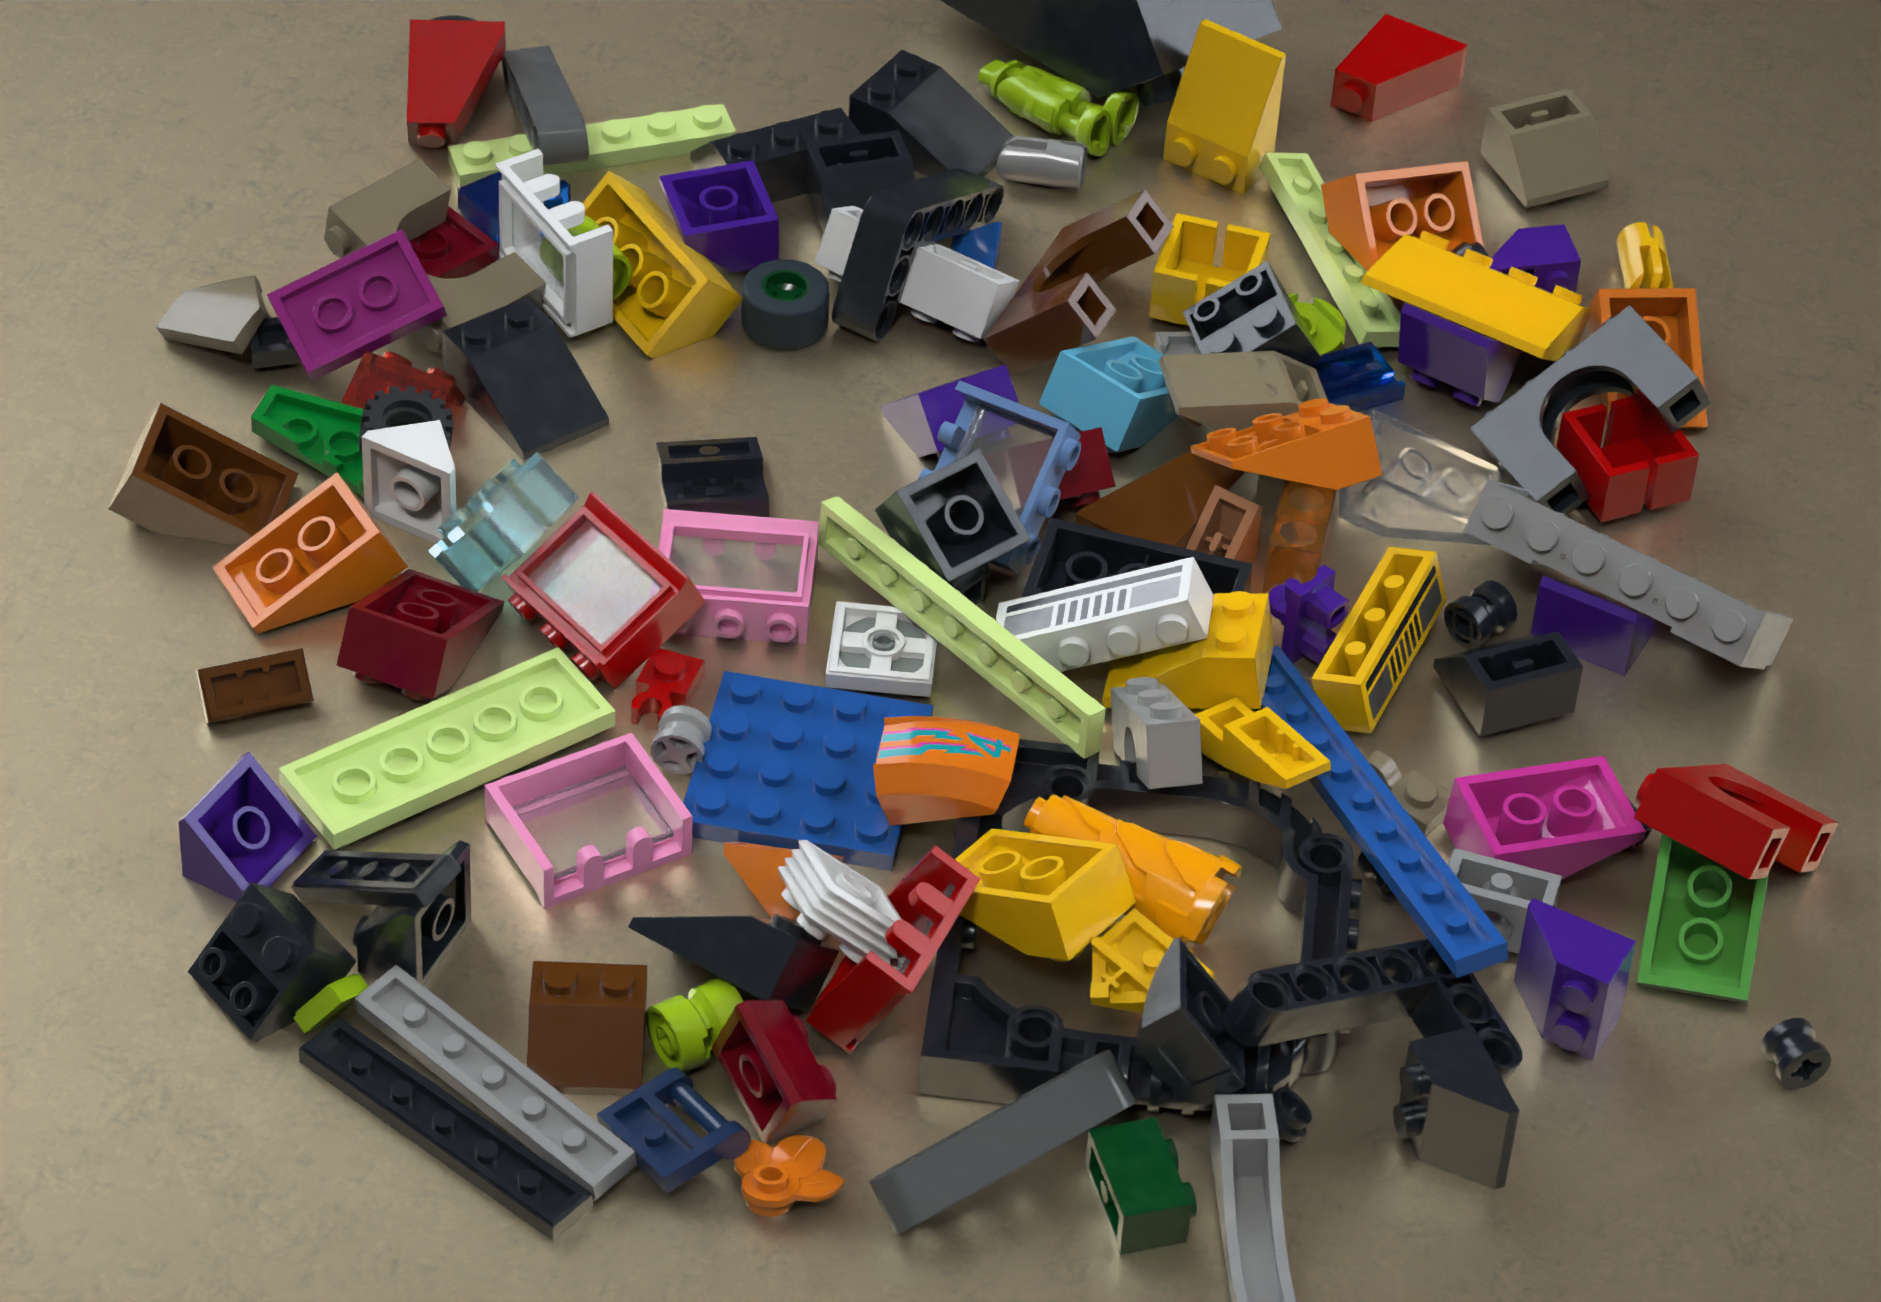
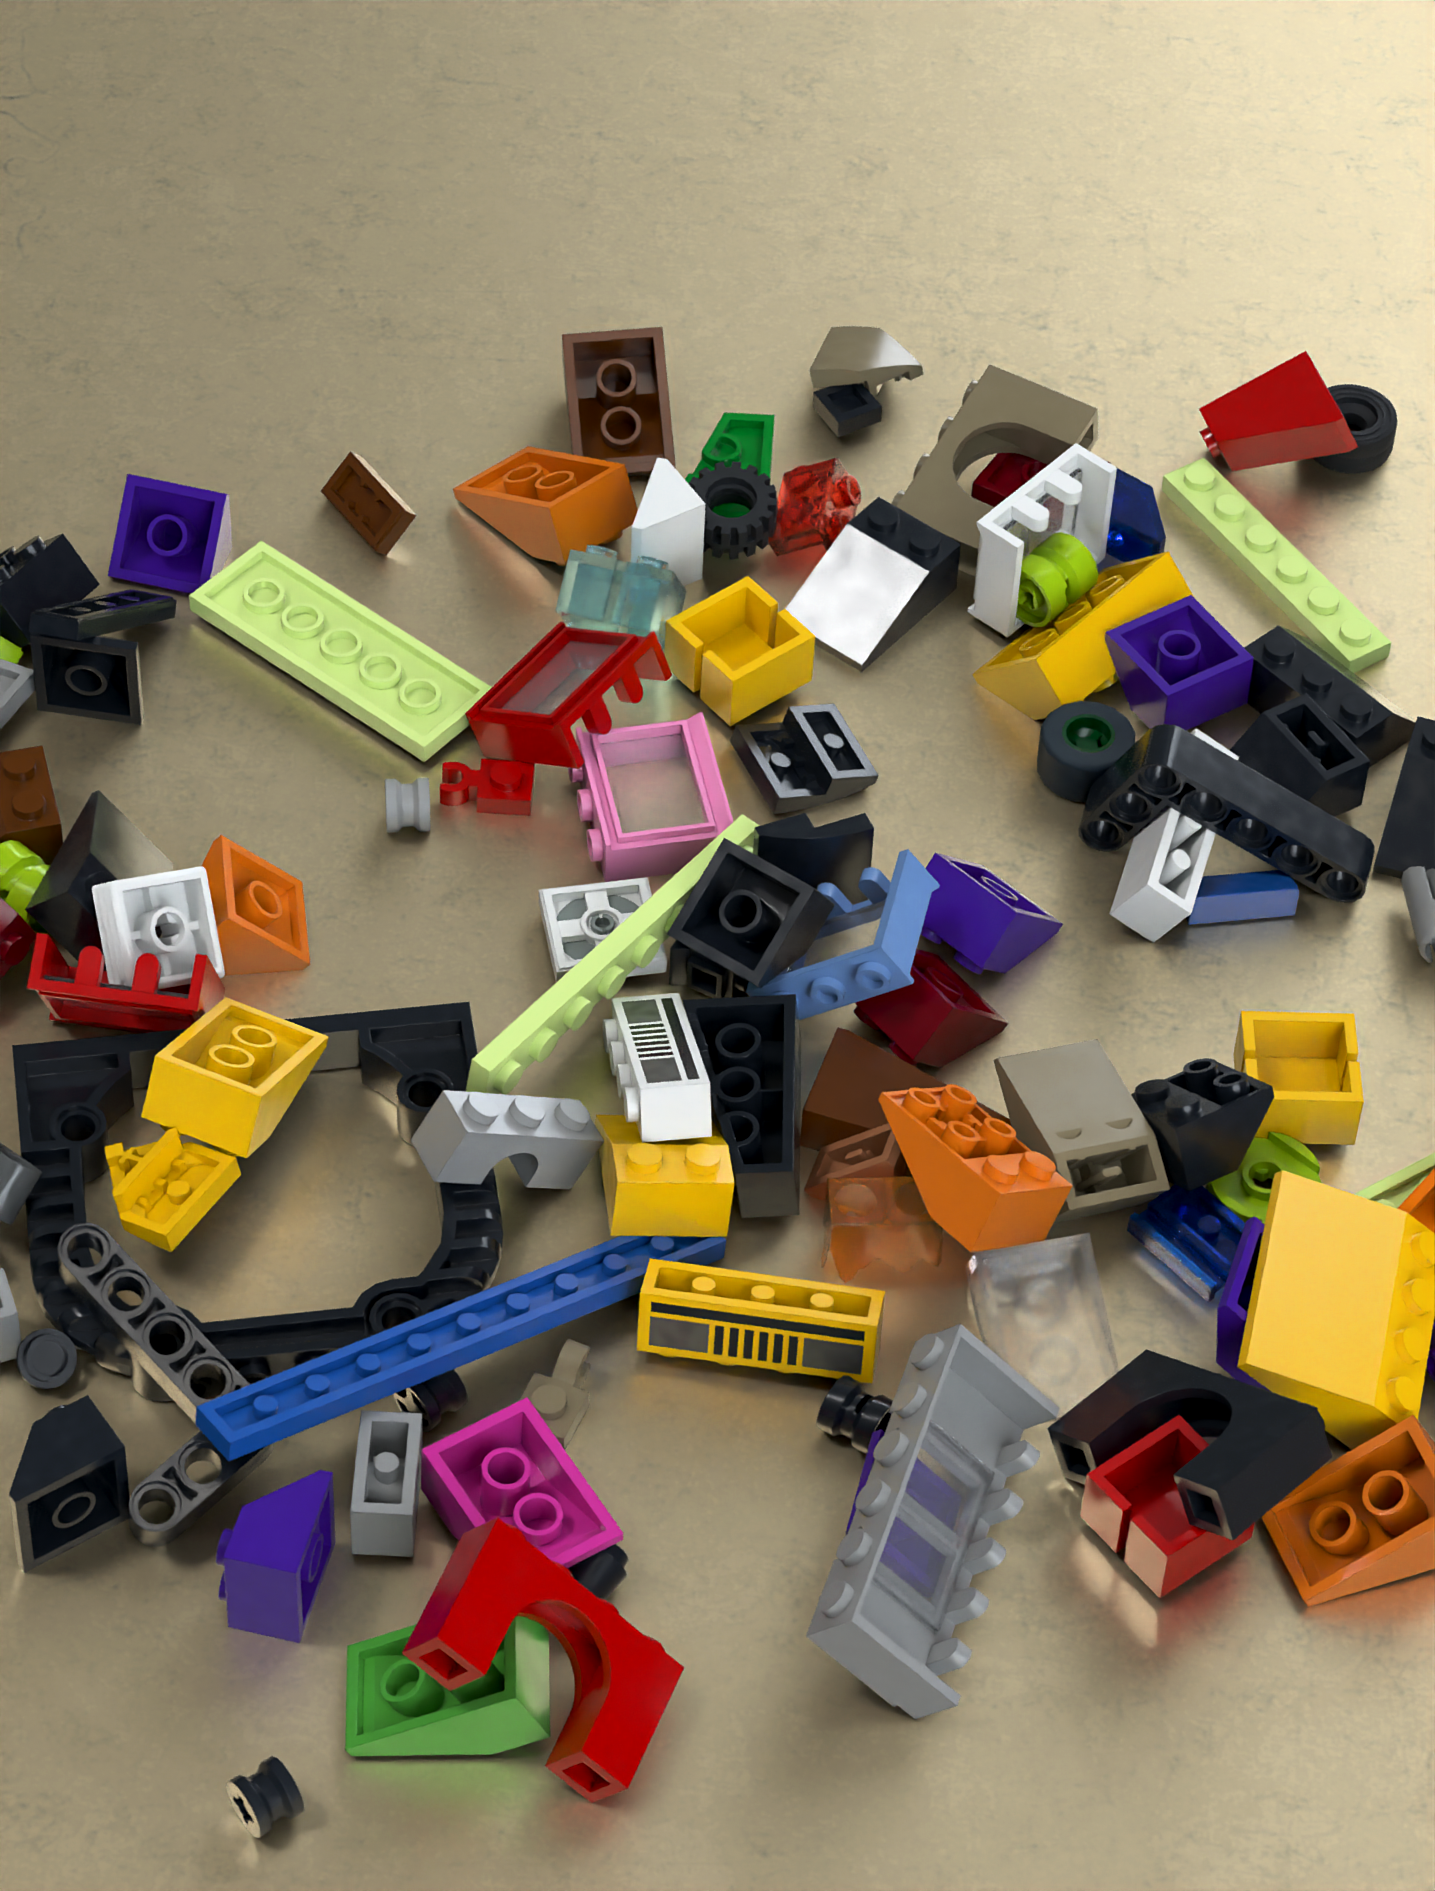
camera: 75 degrees right, 5 degrees up
(356, 305) = (881, 428): magenta plate -> none
(416, 633) = (478, 589): dark red slope -> none
(545, 105) = (1277, 497): dark grey beam -> none
(589, 819) = (274, 761): bright pink window -> none
(604, 462) = (729, 651): none -> yellow piece
(796, 768) = (417, 913): blue plate -> none
(878, 467) = (819, 854): none -> black slope
(942, 768) = (398, 974): orange slope -> none
(1060, 299) = (1255, 963): reddish brown arch -> none
(1111, 388) = (1069, 1006): medium azure slope -> none
(1171, 880) = (301, 1168): light orange cone -> none
(1185, 1032) = (54, 1193): black slope -> none
(1258, 745) = (535, 1228): yellow slope -> none
(1308, 614) = (769, 1240): dark purple hips -> none
(1513, 681) = (754, 1451): black slope -> none

